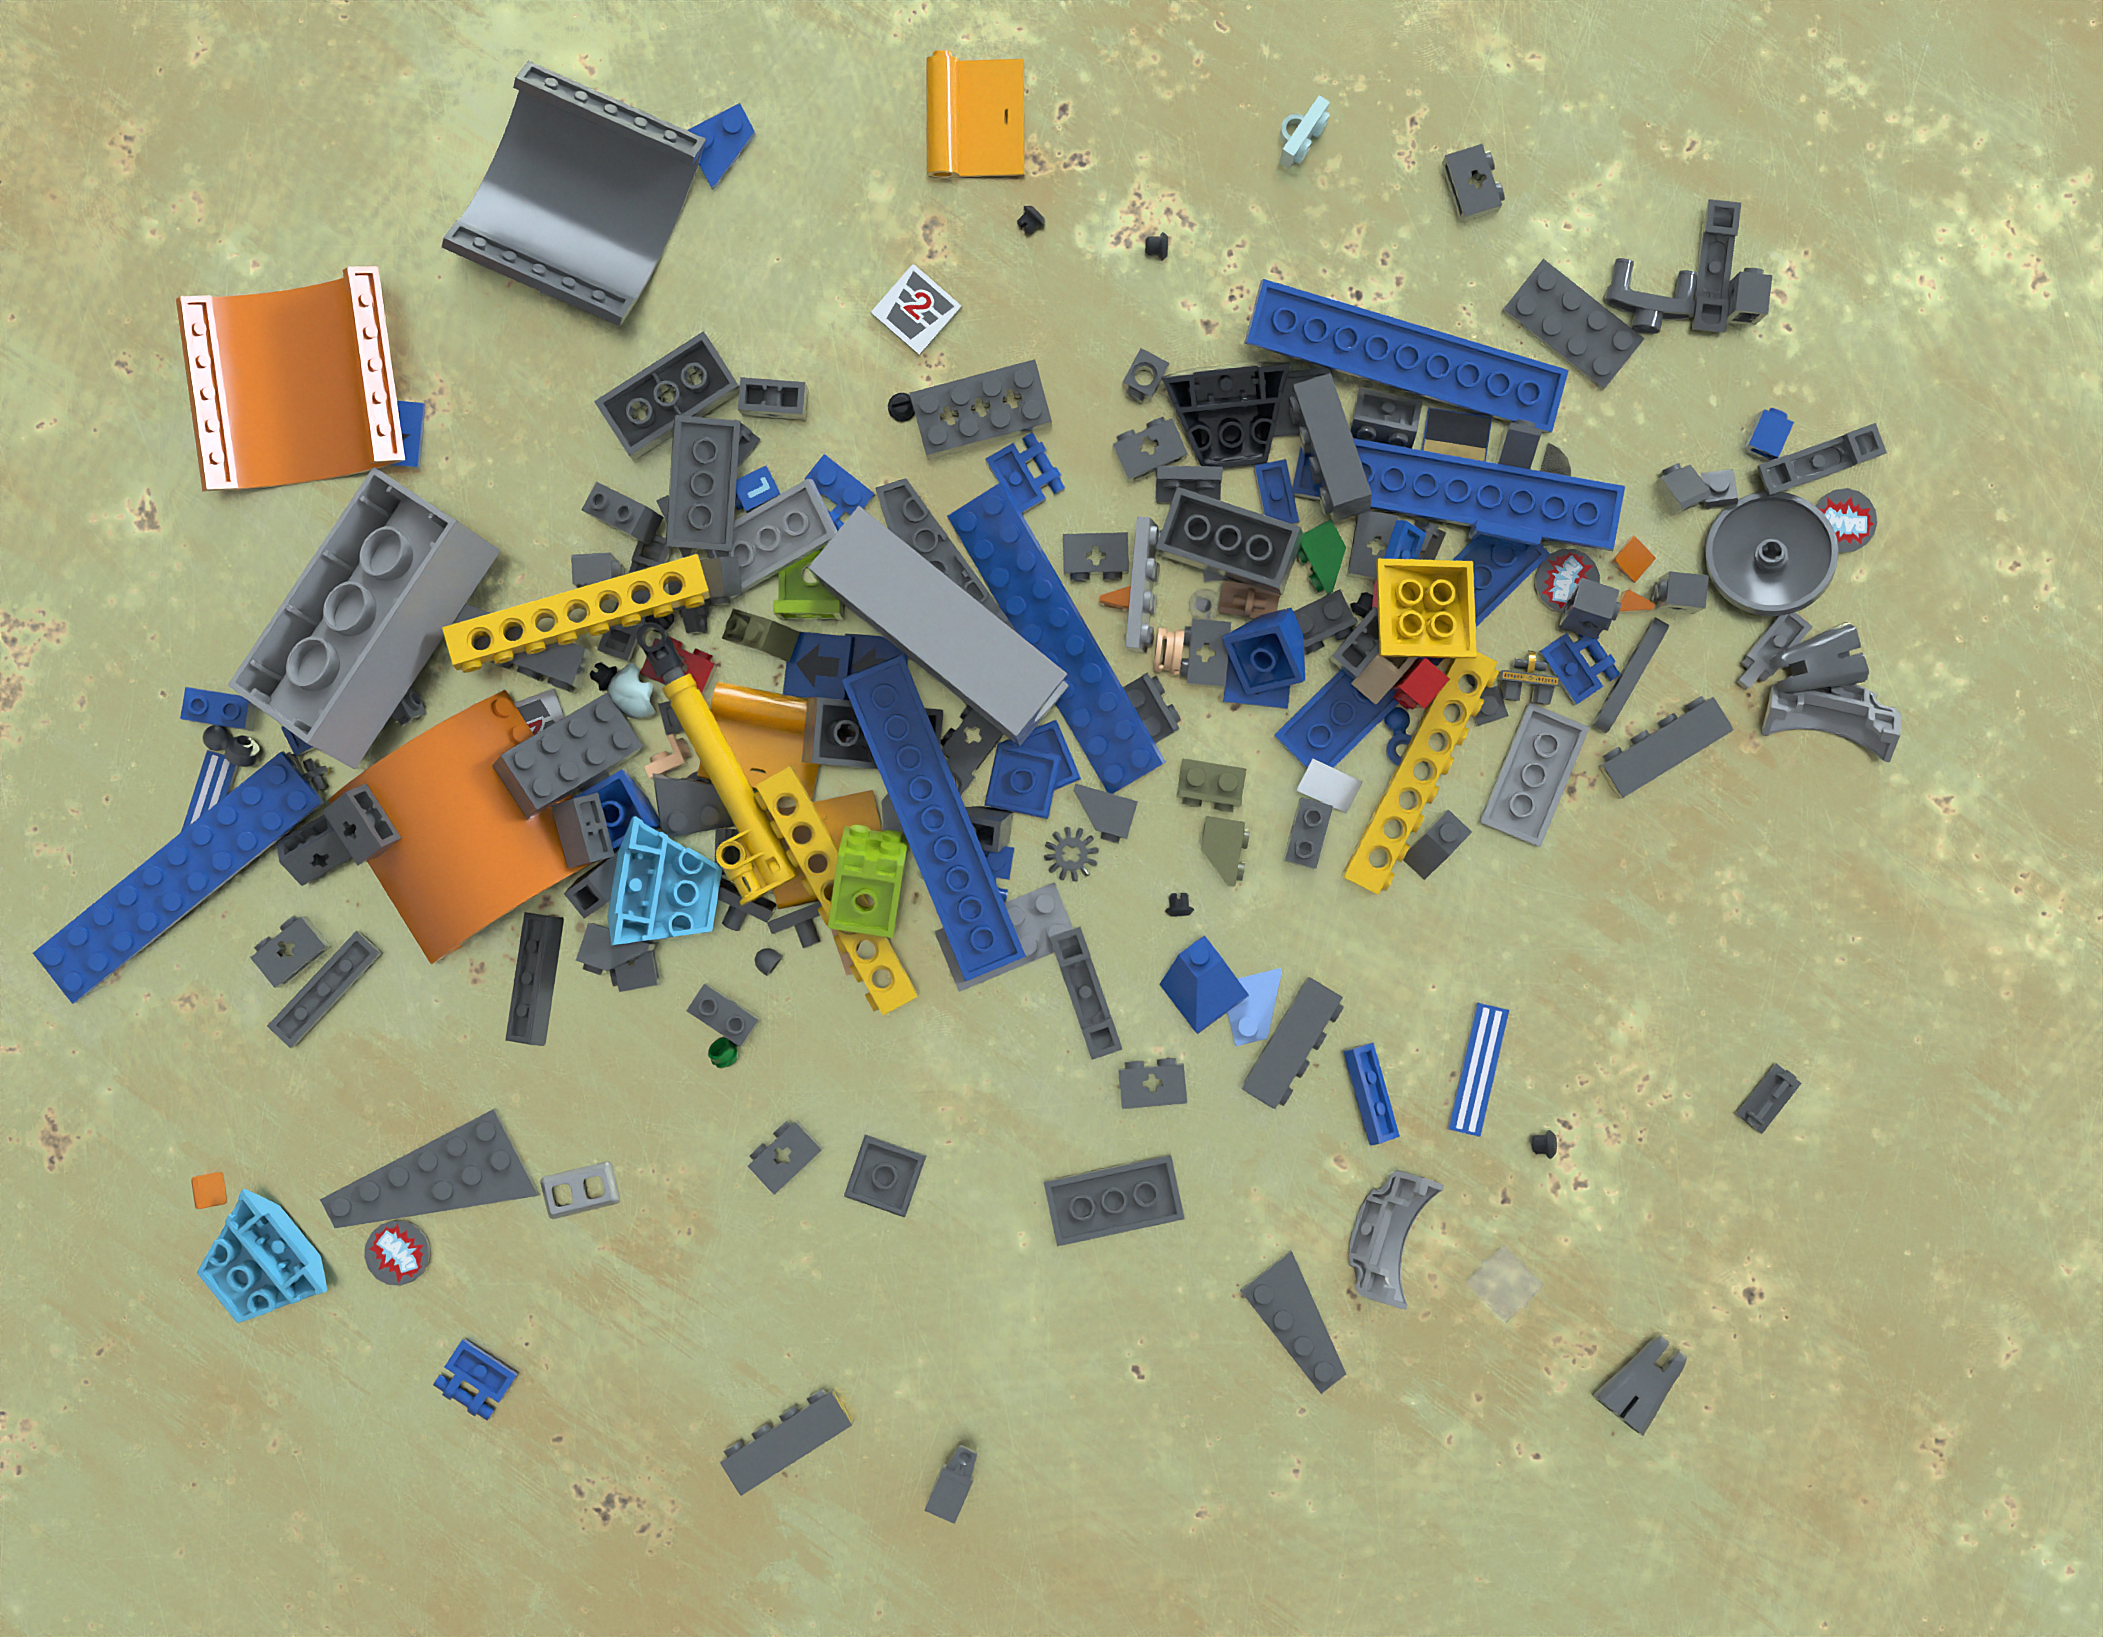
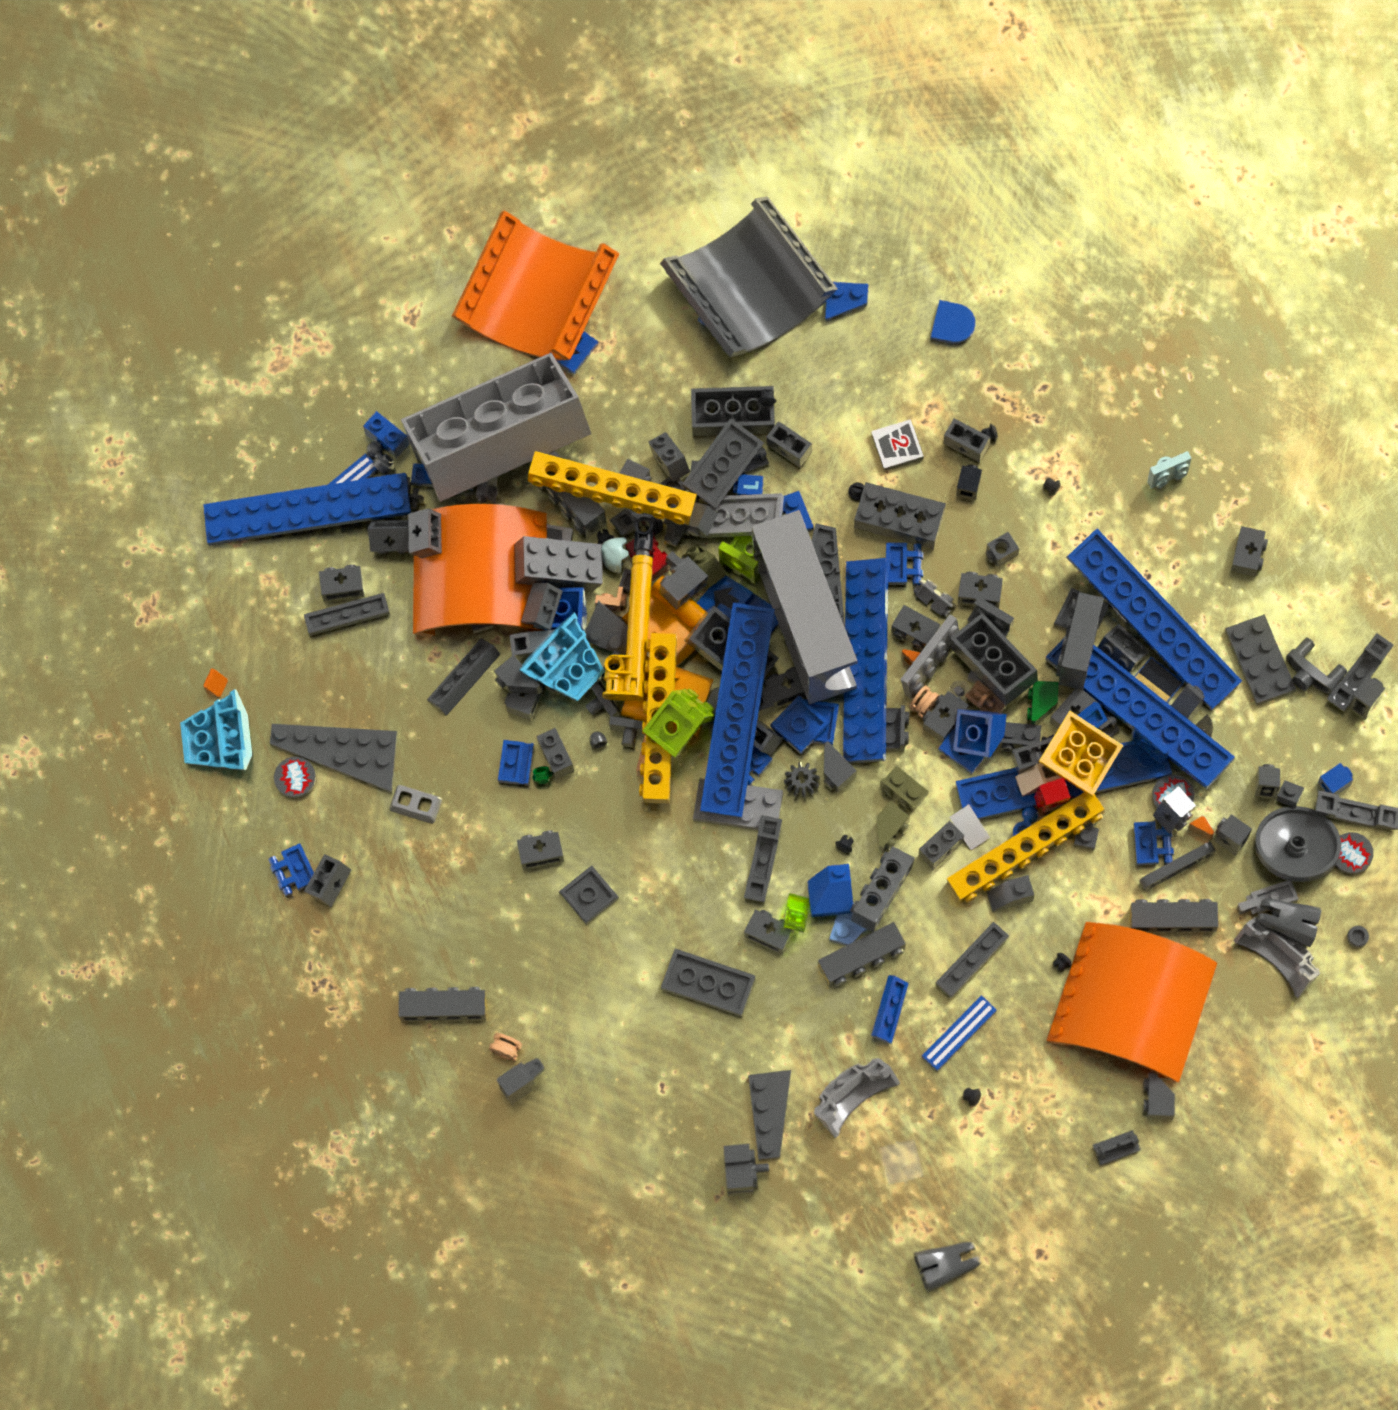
camera: 35 degrees right, 15 degrees down
(531, 1369) = (327, 880): none -> dark grey brick
(678, 1056) = (515, 762): none -> blue plate
(707, 355) = (767, 398): none -> black piece
(752, 679) = (684, 582): none -> dark grey hinge
(887, 91) = (952, 323): none -> blue tile
(906, 1449) = (505, 1046): none -> light nougat wheel
(968, 117) = (988, 361): light orange door -> none
(1007, 250) = (966, 440): none -> dark grey brick
(1044, 305) = (969, 481): none -> black brick
(1106, 494) = (941, 601): none -> light grey hinge
(1174, 1041) = (796, 912): none -> clear neon green slope
(1229, 410) = (1037, 594): black wedge -> none
(1272, 892) = (870, 916): none -> dark grey brick
(1276, 491) = (1038, 650): blue plate -> none
(1311, 1426) = (741, 1169): none -> dark grey brick
(1438, 962) = (972, 960): none -> dark grey plate
(1534, 774) = (1089, 889): light grey plate -> none
(1542, 684) = (1110, 830): dark grey hips -> none
(1555, 893) = (1062, 961): none -> black piece
(1633, 559) = (1217, 804): orange slope -> none
(1678, 895) = (1133, 997): none -> orange panel
(1789, 1004) = (1160, 1099): none -> dark grey slope
(1915, 629) = (1358, 936): none -> dark grey tile

